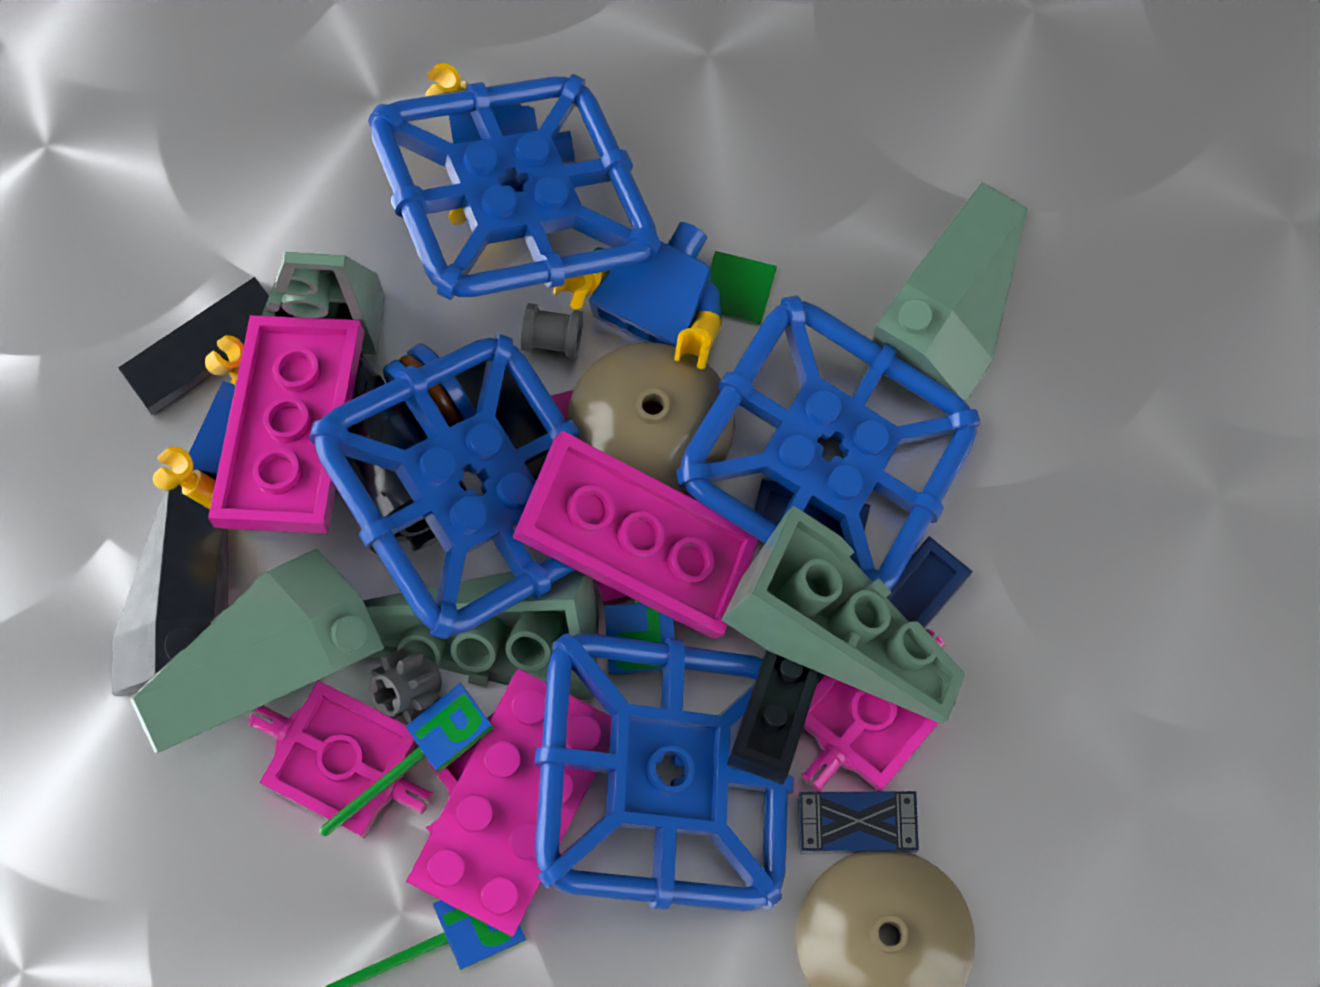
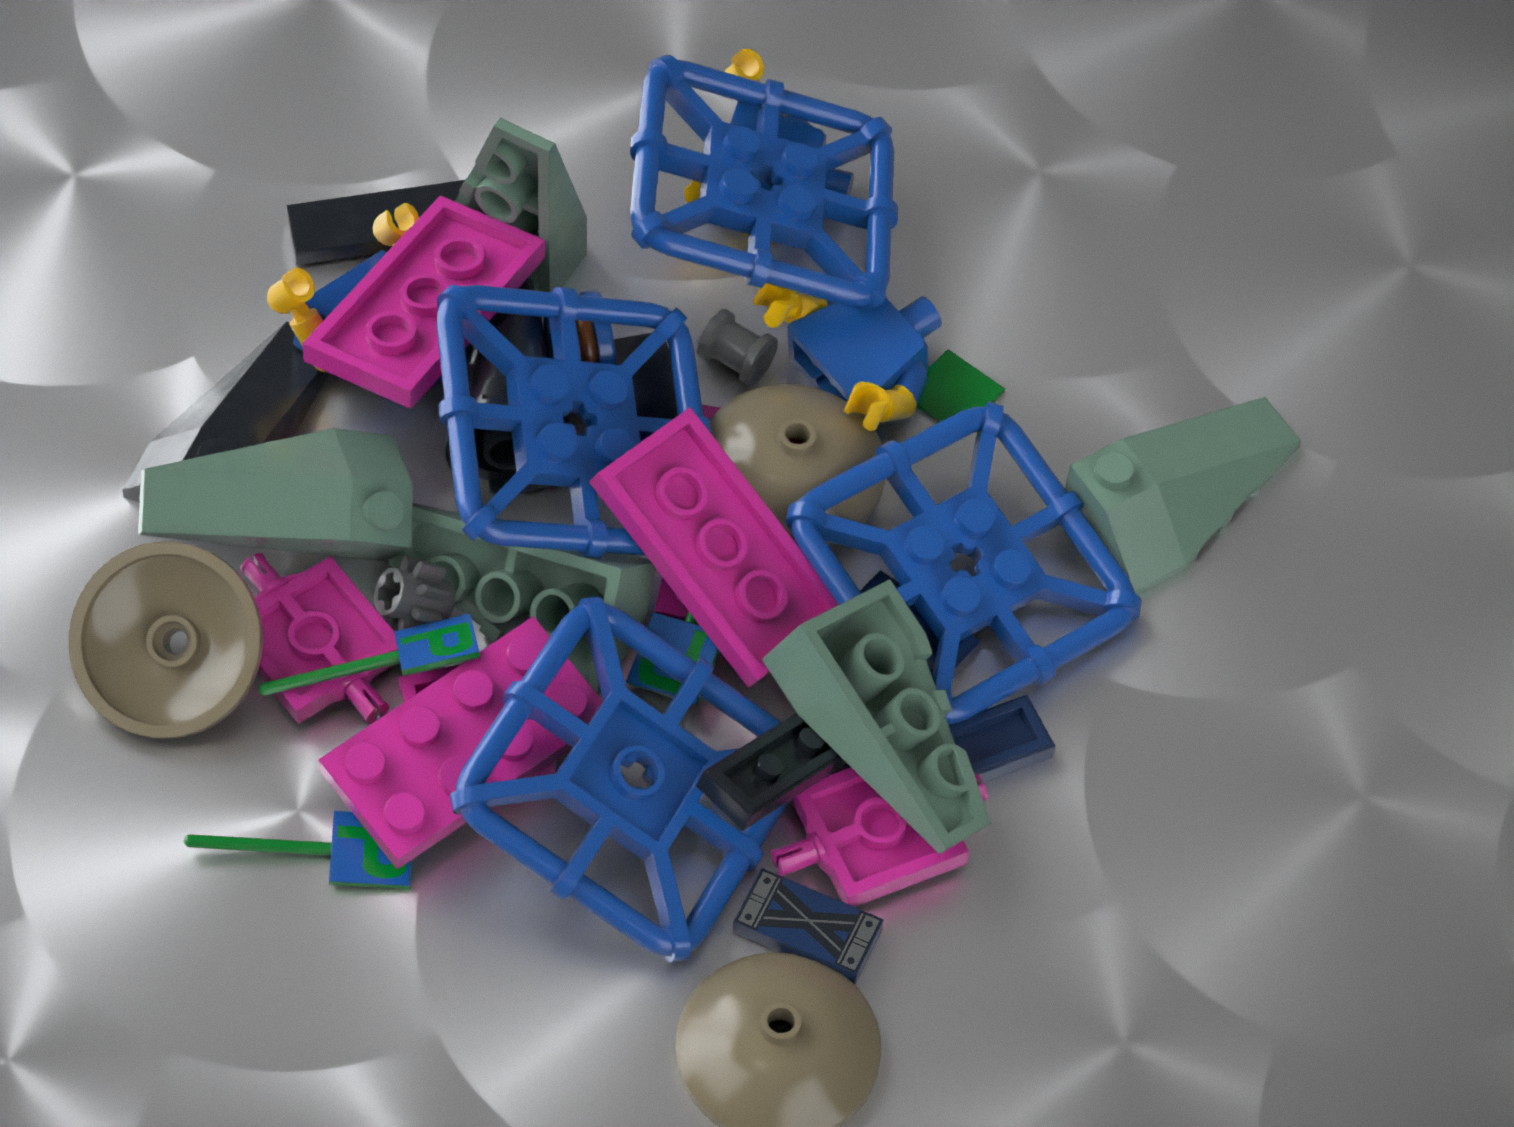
camera: 20 degrees right, 15 degrees down
(215, 861) = (125, 633): none -> dark tan dish

